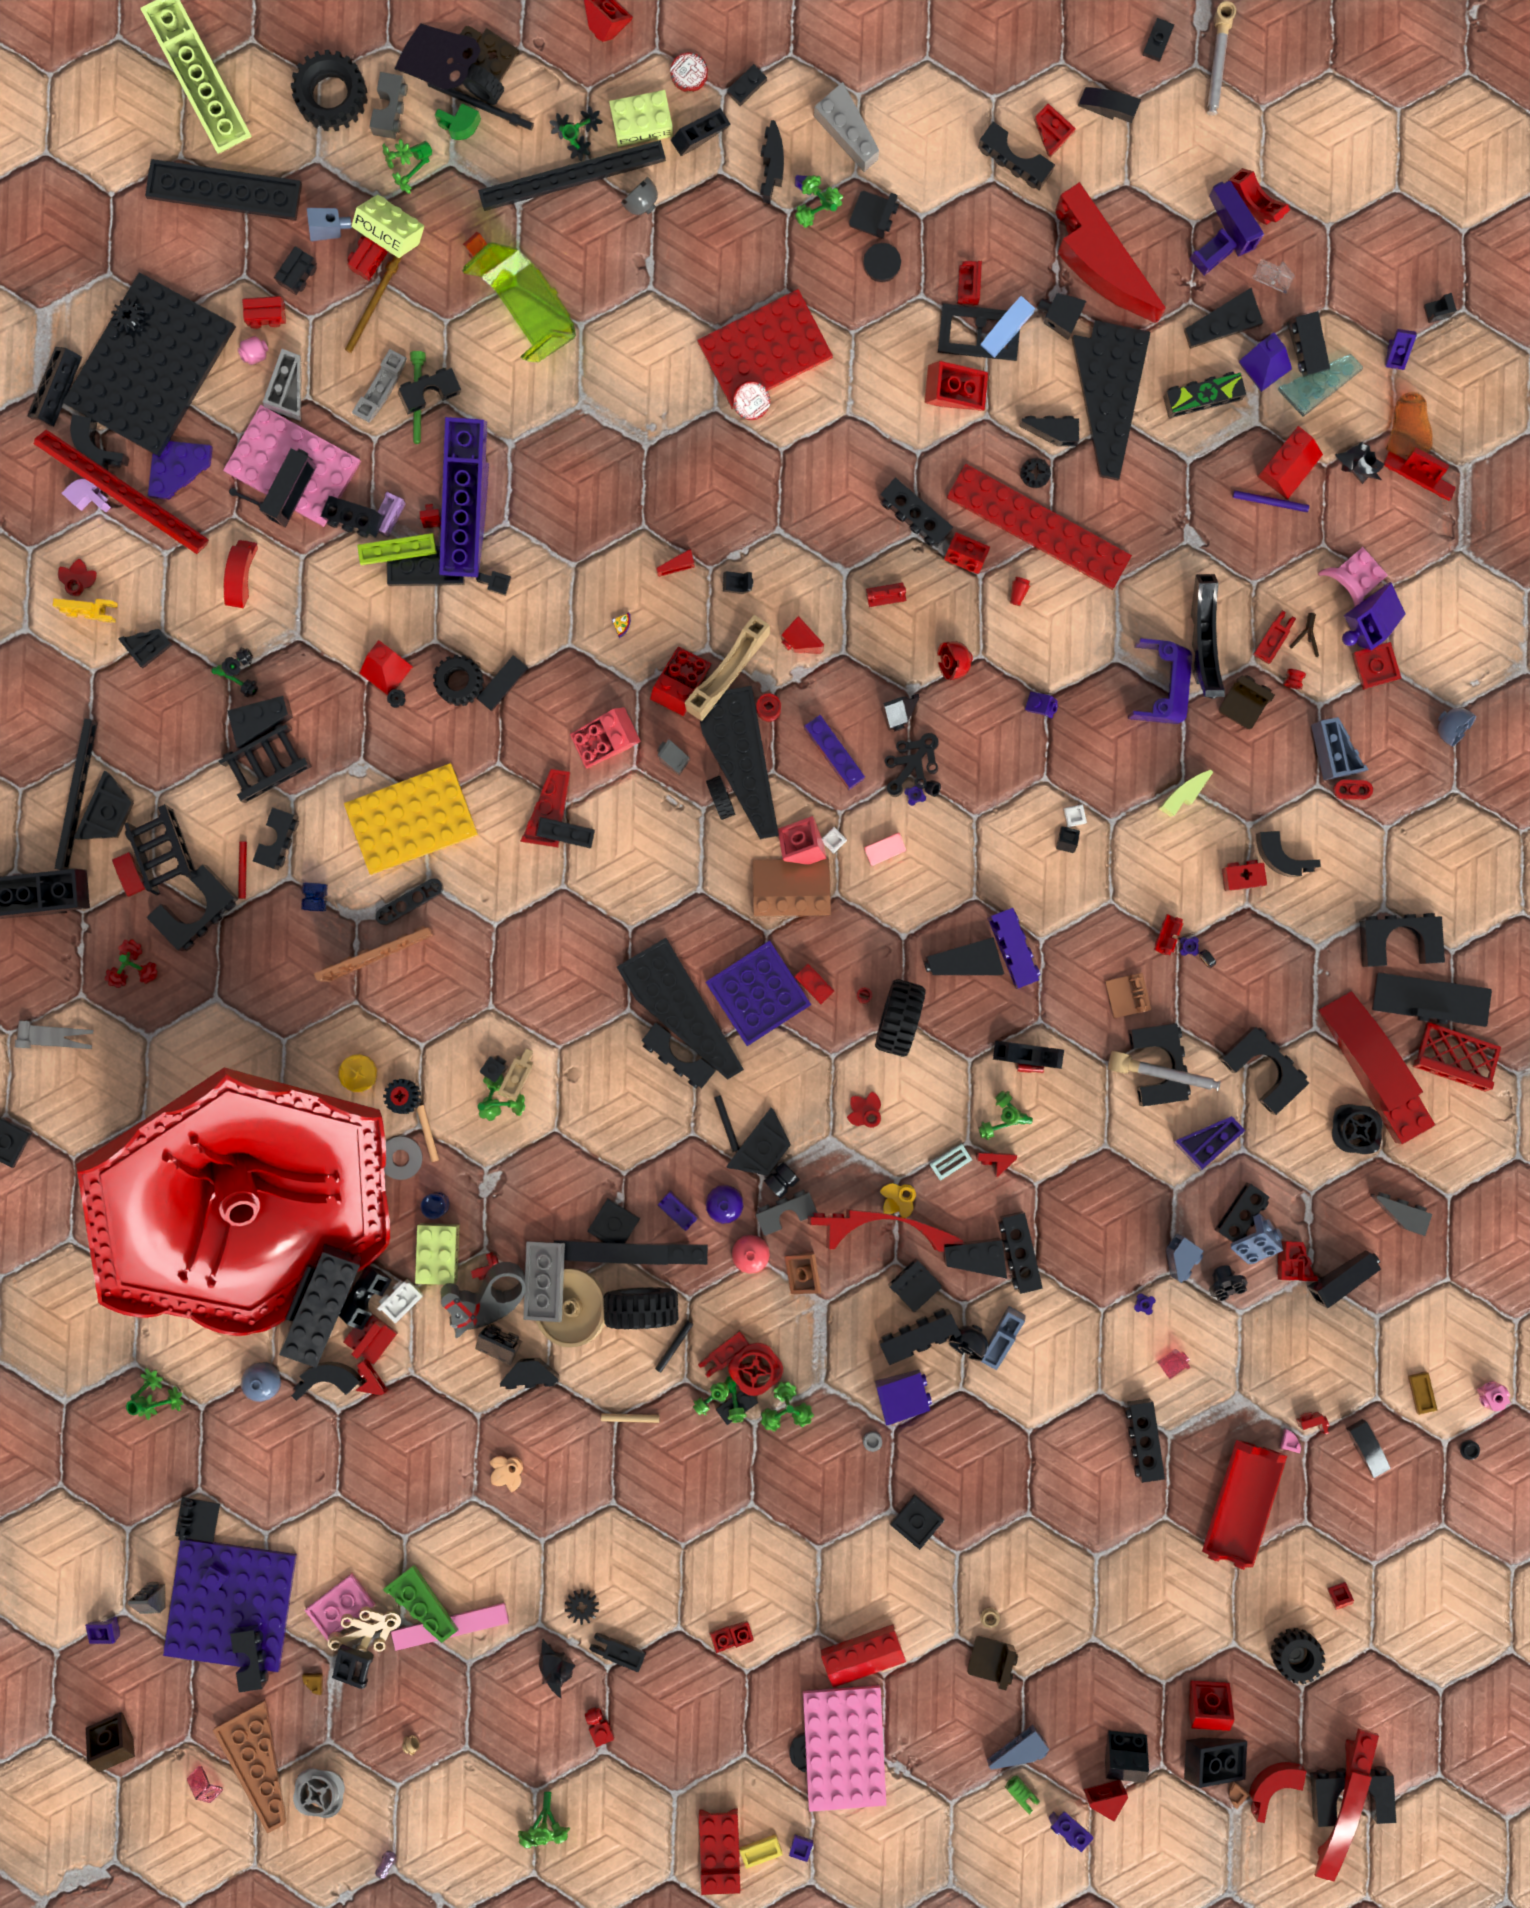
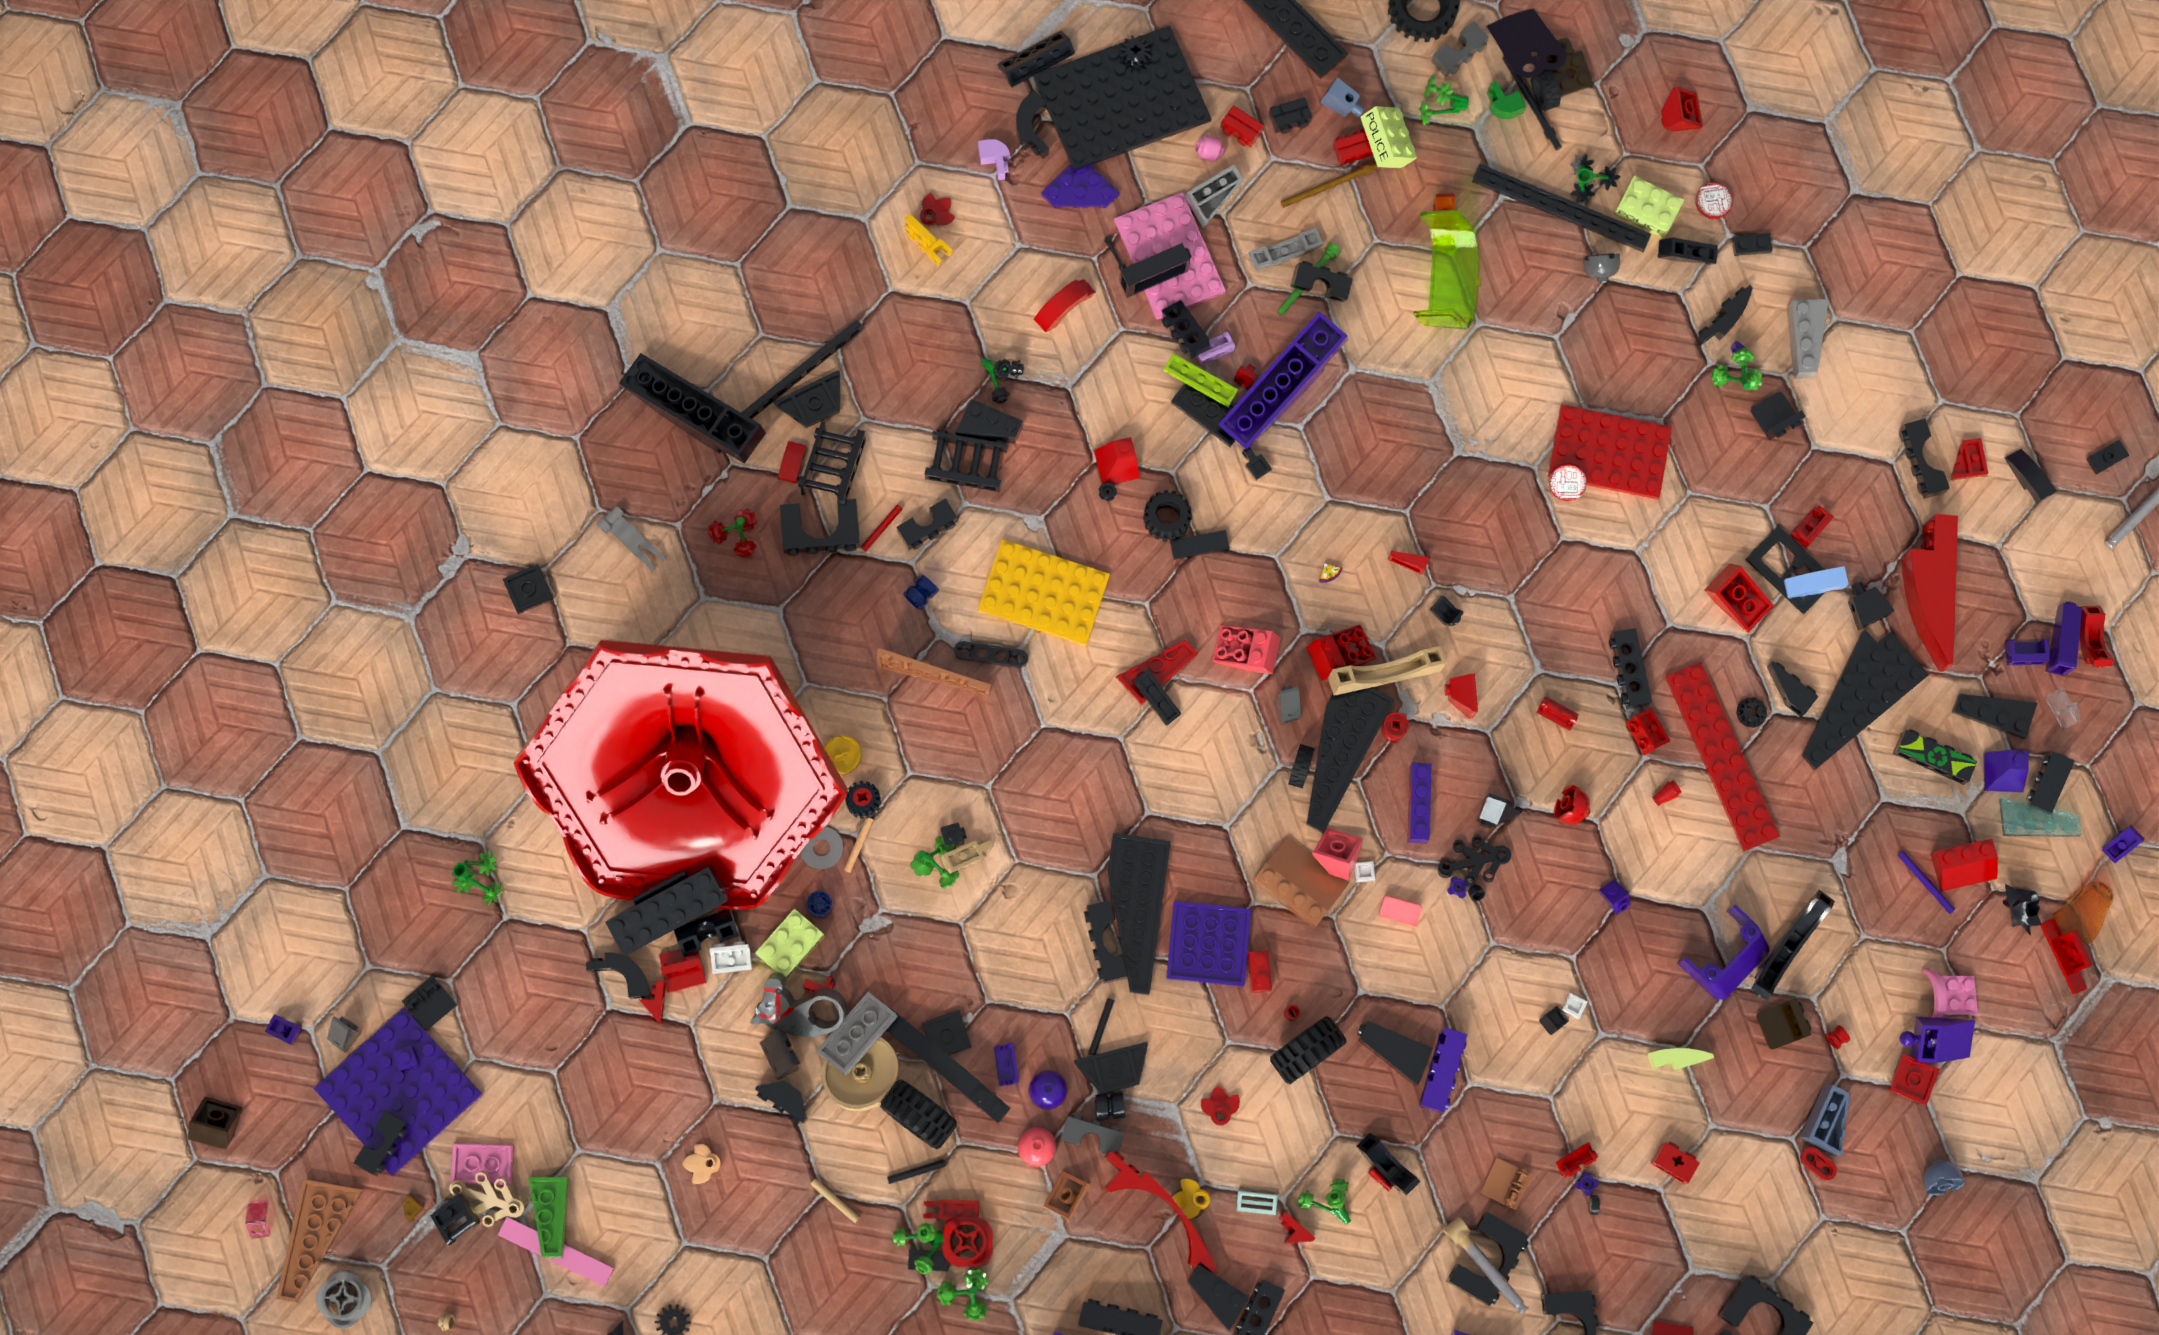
camera: 30 degrees right, 10 degrees down
(121, 491) = (1024, 175): red plate -> none
(146, 646) = (947, 302): black wing -> none
(261, 1382) = (569, 934): sand blue cylinder -> none
(882, 262) = (1754, 457): black tile -> none
(915, 1285) = (1149, 1278): black bracket -> none
(1273, 639) = (1844, 992): red hinge -> none
(1275, 858) = (1712, 1172): black arch -> none
(1309, 629) = (1878, 1010): dark brown plant -> none

